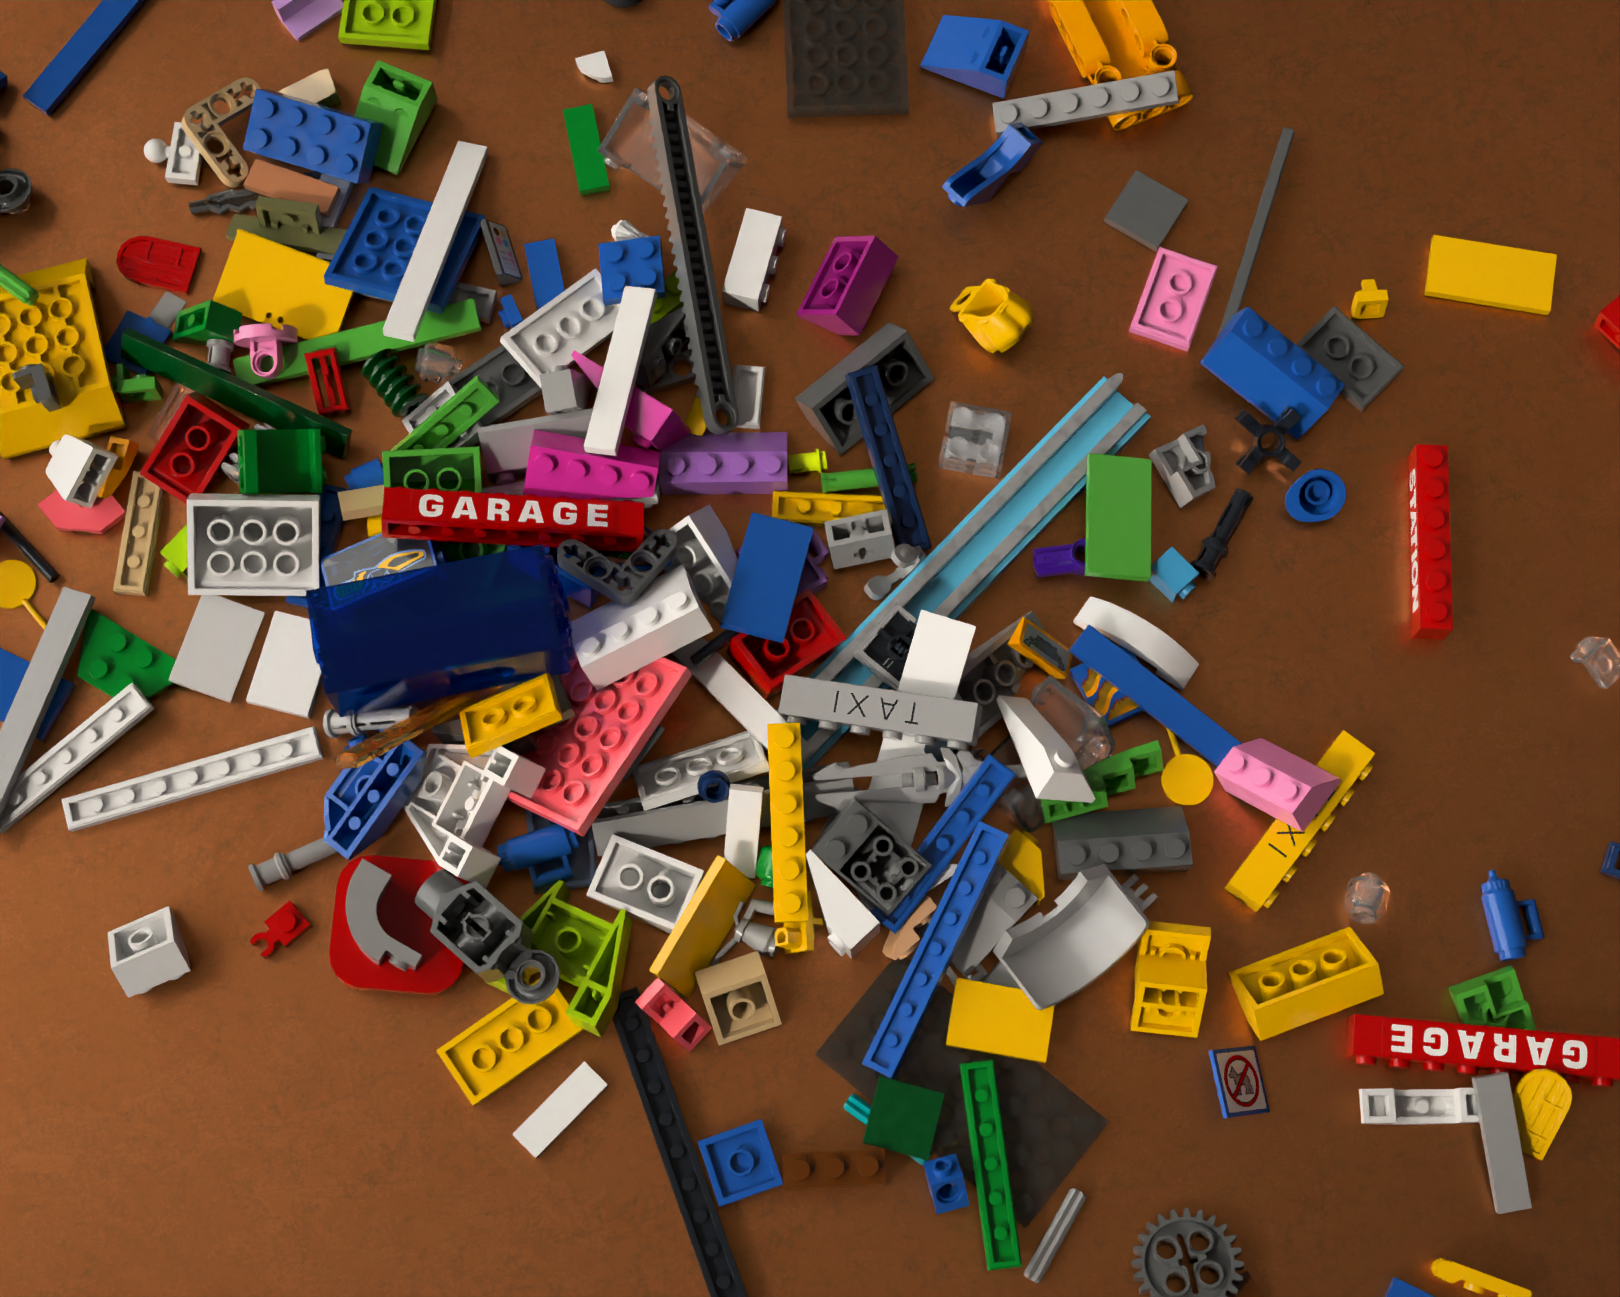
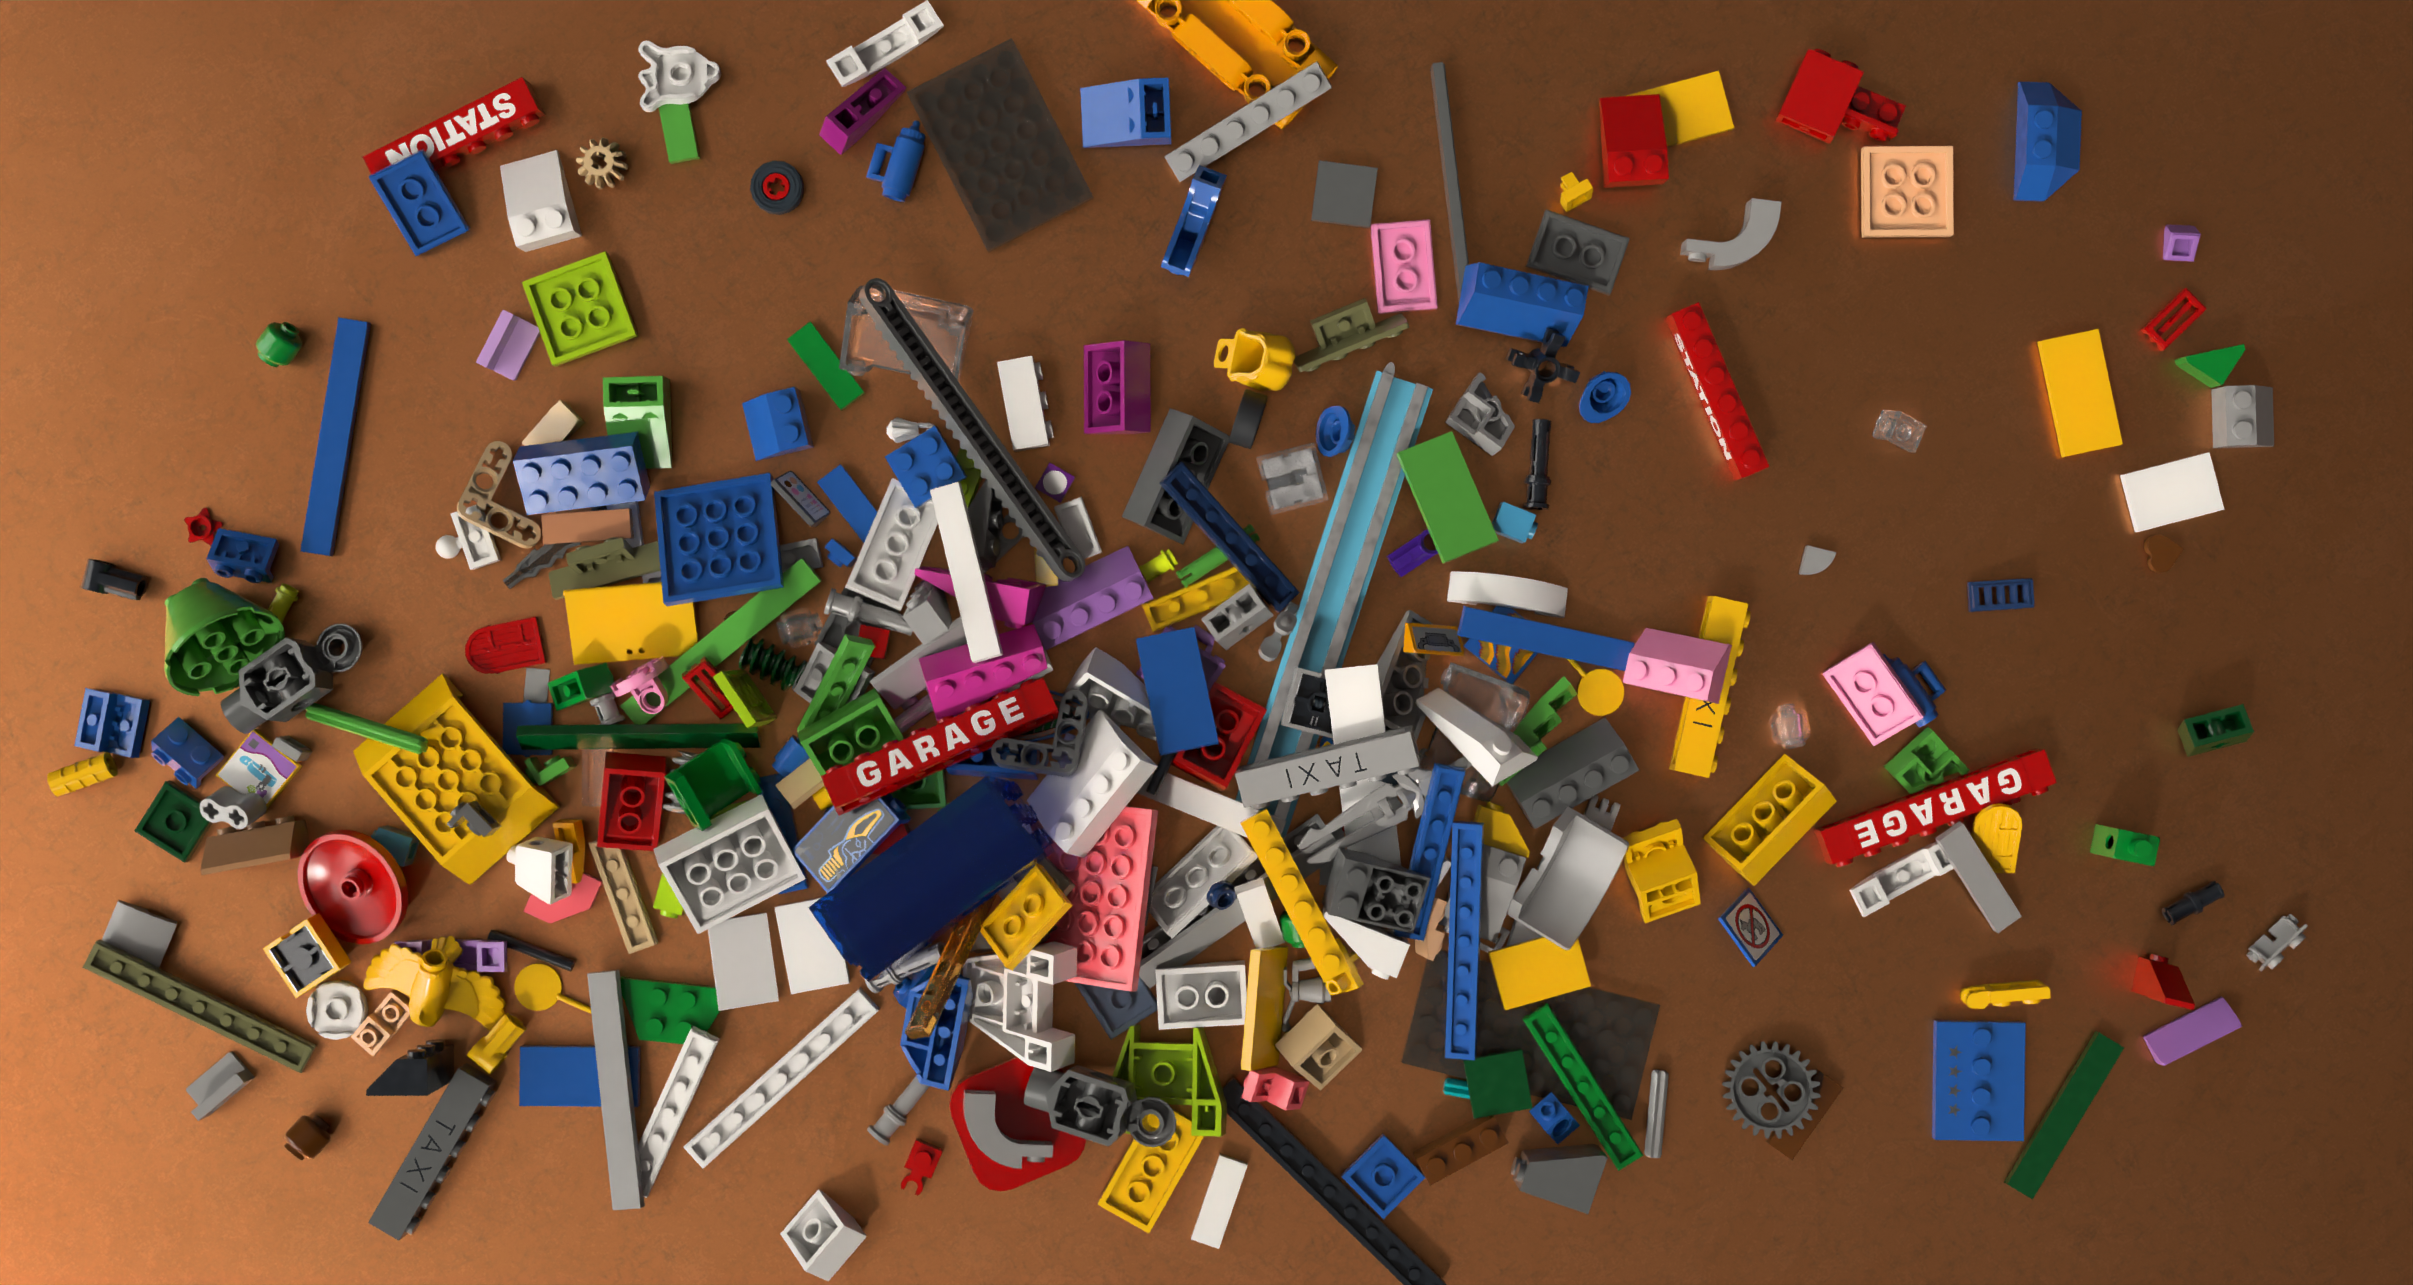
camera: 30 degrees left, 15 degrees up
(352, 389) = (745, 697): none -> lime tile
(435, 242) = (742, 522): white tile -> none
(500, 367) = (856, 609): none -> light grey pin
(506, 408) = (879, 637): none -> red tile
(516, 177) = (777, 423): none -> blue slope
(539, 847) = (1096, 1008): blue piece -> none
(595, 66) = (794, 283): white tile -> none
(746, 344) = (1055, 482): none -> tile
(925, 1244) = (1561, 1174): none -> dark grey slope
(958, 362) = (1248, 419): none -> black tyre
(1038, 412) = (1334, 431): none -> blue piece
(1090, 327) = (1346, 331): none -> olive bracket
(1445, 280) = (1633, 141): none -> red slope
(1462, 749) = (1815, 560): none -> light grey tile
(1467, 903) = (1873, 694): none -> bright pink tile
(1513, 420) = (1757, 230): none -> light grey arch

